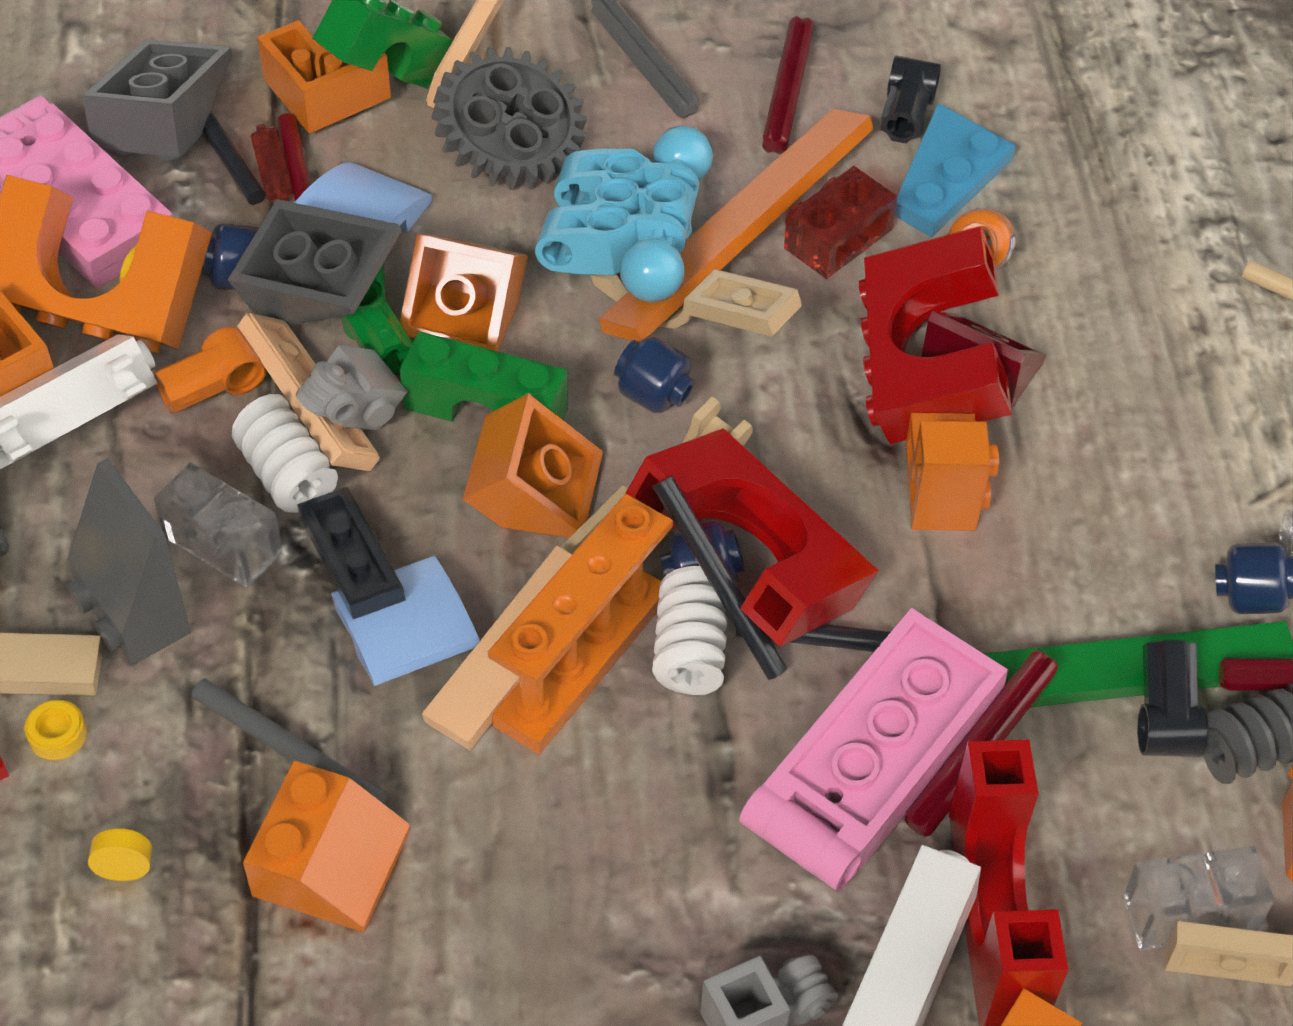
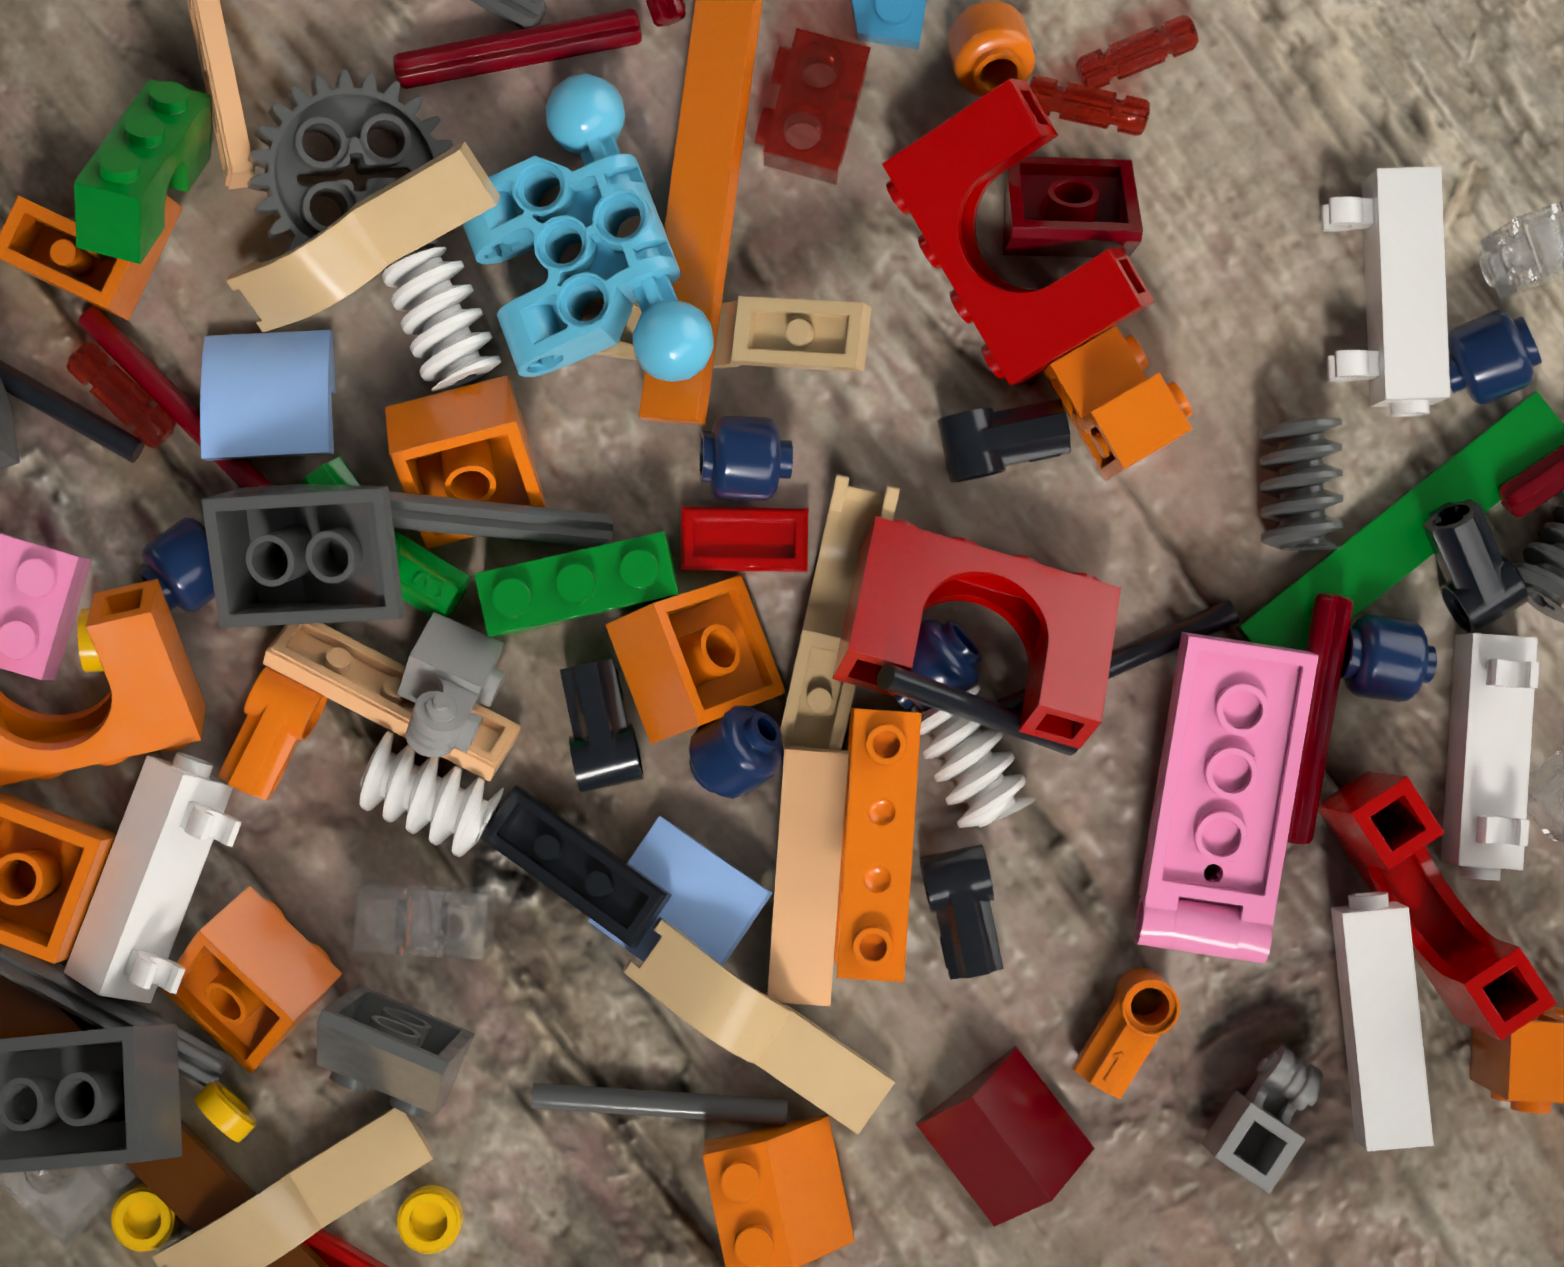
camera: 30 degrees left, 35 degrees up
(49, 493) = (251, 978): none -> orange slope
(408, 726) = (760, 1029): none -> tan piece
(431, 488) = (602, 741): none -> black piece
(437, 306) = (500, 520): none -> dark grey axle
(492, 135) = (367, 239): none -> tan piece
(508, 204) = (439, 319): none -> white piece
(520, 533) = (736, 752): none -> dark blue head
(539, 914) = (1007, 1139): none -> dark red slope
(619, 719) = (960, 895): none -> black piece
(620, 428) = (744, 539): none -> red tile
(664, 115) = (517, 48): none -> dark red axle
(687, 884) = (1125, 1038): none -> orange piece
(833, 451) = (987, 441): none -> black piece
(1035, 311) = (1091, 105): none -> clear red axle
(1060, 583) = (1300, 484): none -> dark grey piece
(1064, 727) = (1387, 658): none -> dark blue head
(1085, 298) = (1137, 52): none -> clear red axle
(1117, 837) = (1489, 753): none -> white brick
(1209, 510) = (1402, 287): none -> white brick

